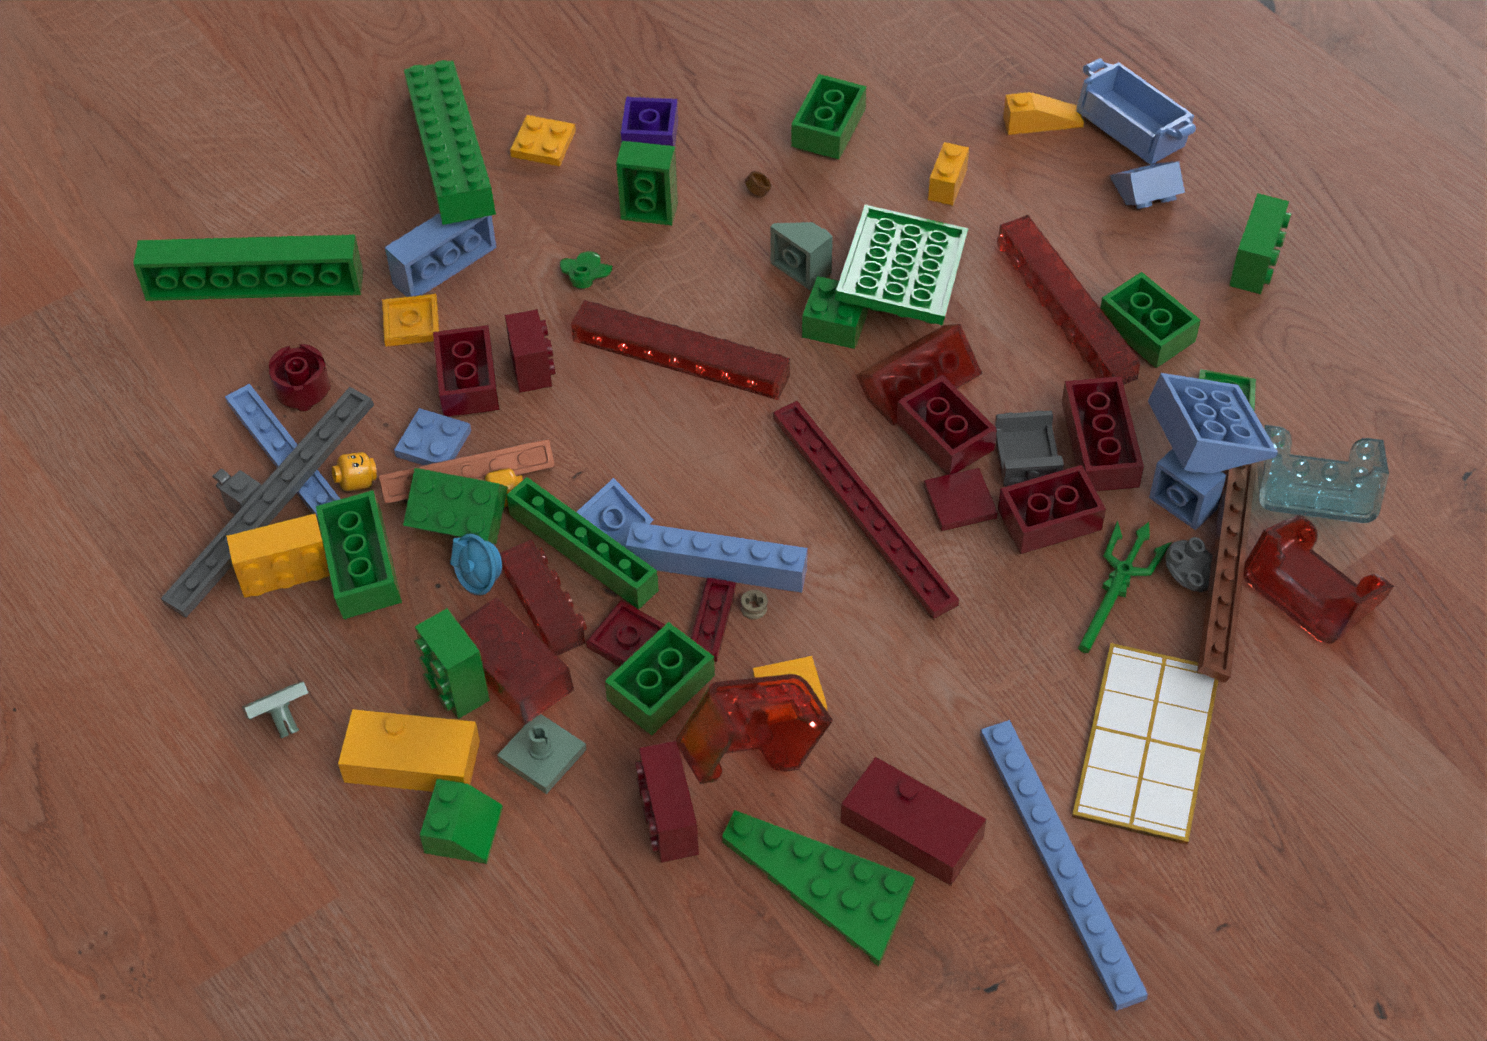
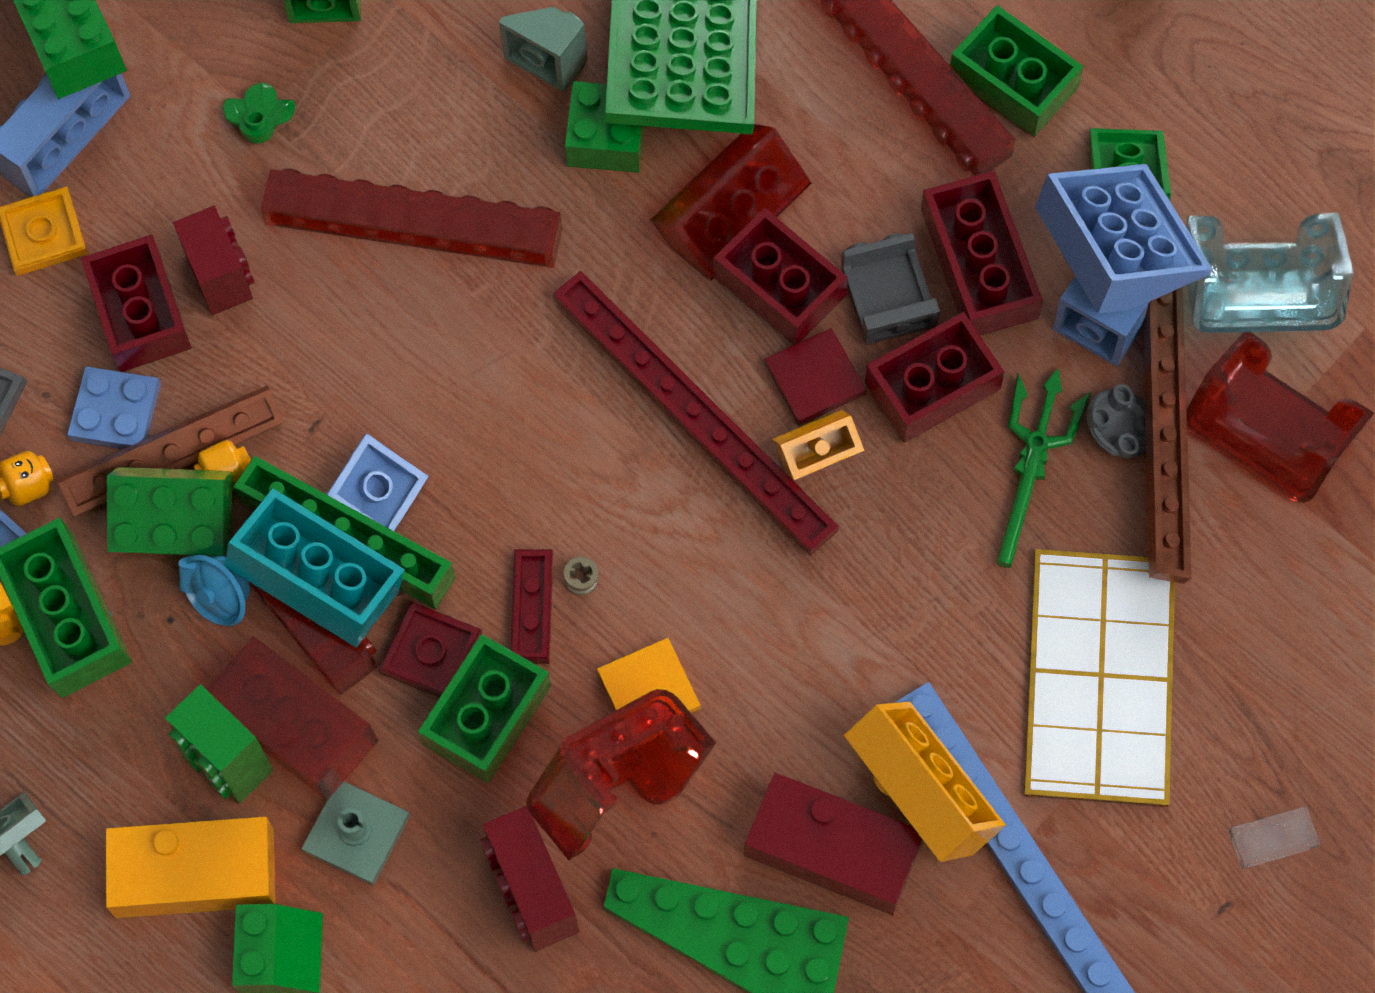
camera: 10 degrees left, 15 degrees up
(553, 554) = (314, 567): none -> teal brick
(719, 556) = (521, 520): medium blue brick -> none
(953, 540) = (818, 444): none -> light orange brick
(993, 782) = (924, 780): none -> light orange brick
(1270, 880) = (1274, 837): none -> clear plate

